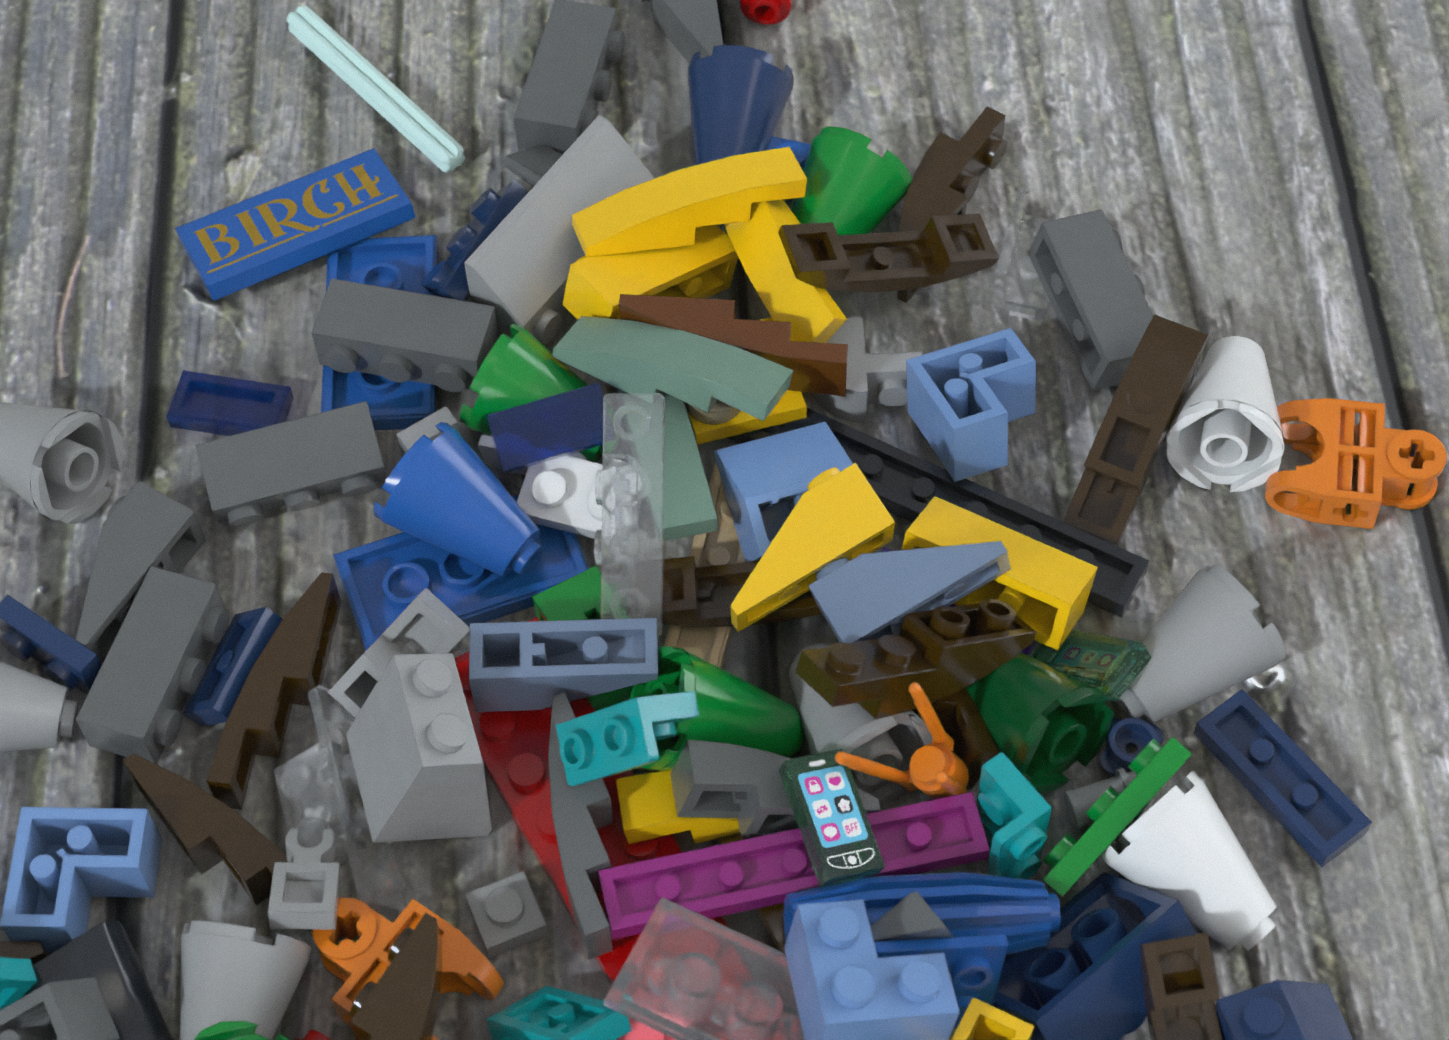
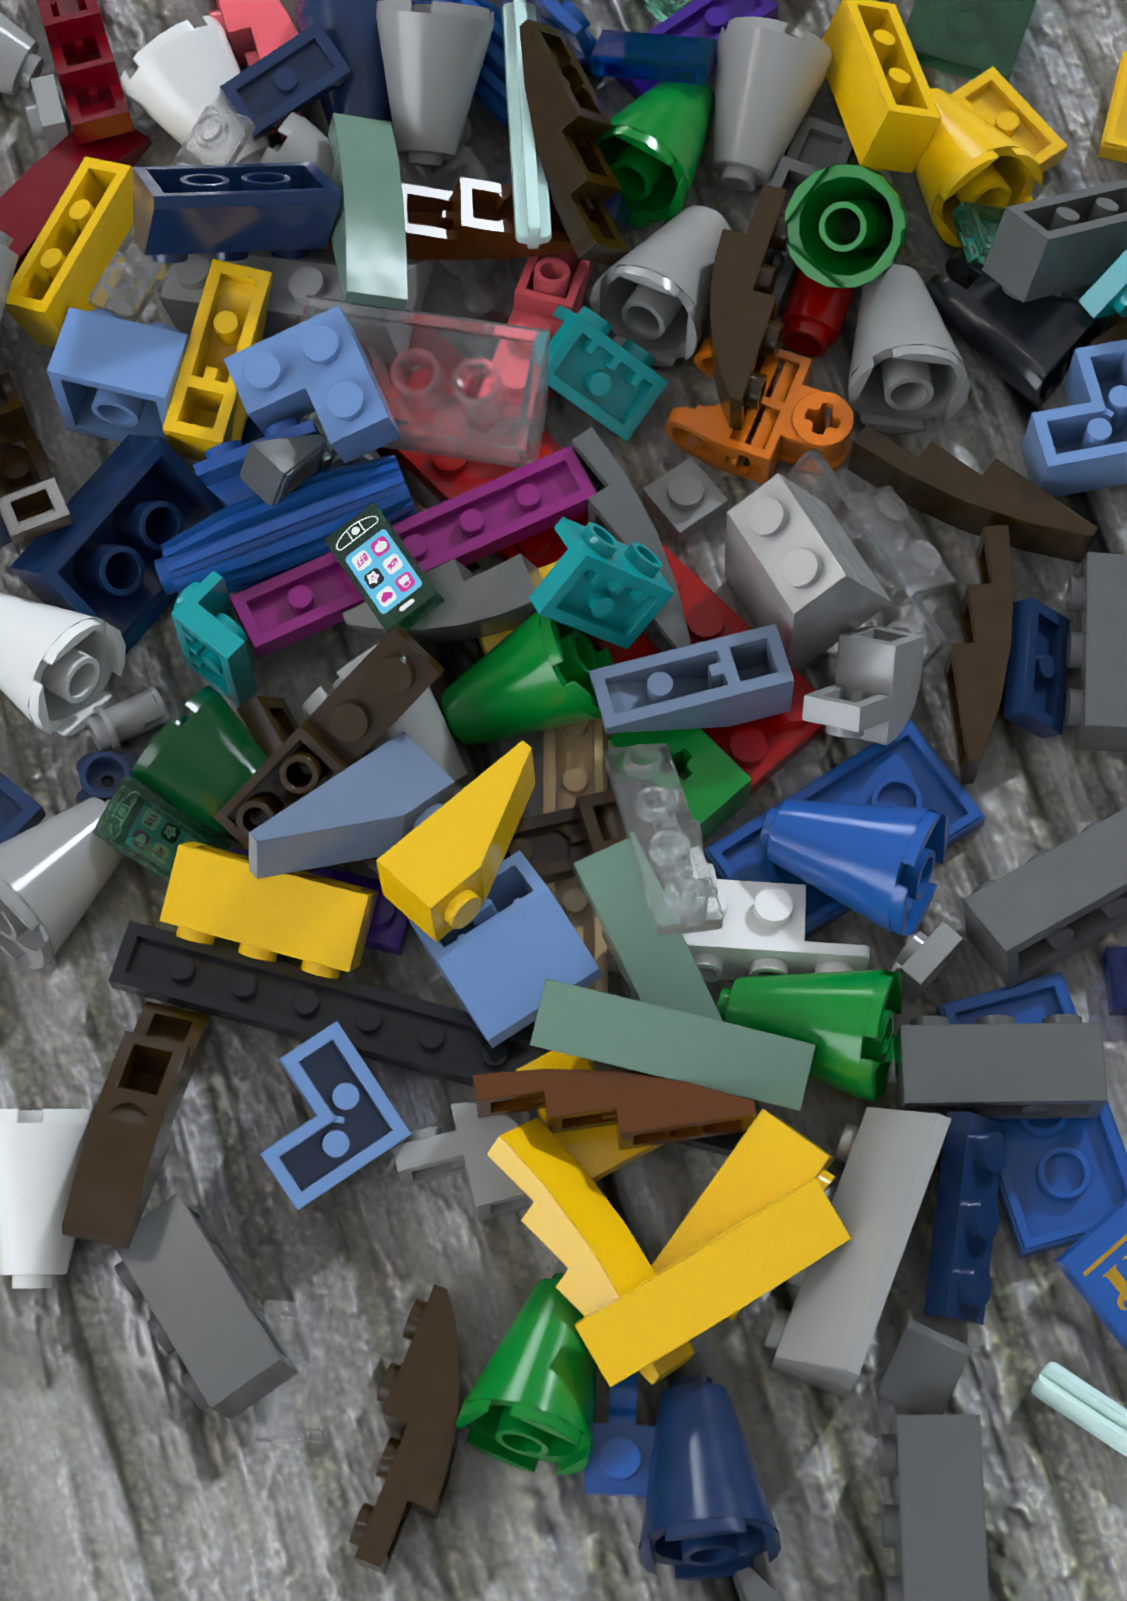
camera: 165 degrees right, 10 degrees up
(305, 886) = (866, 423): light grey plate -> none
(548, 428) = (789, 957): clear blue tile -> none
(889, 260) = (461, 1267): dark brown slope -> none
(931, 767) = (299, 670): orange plant -> none
(1113, 813) = (108, 670): green plate -> none

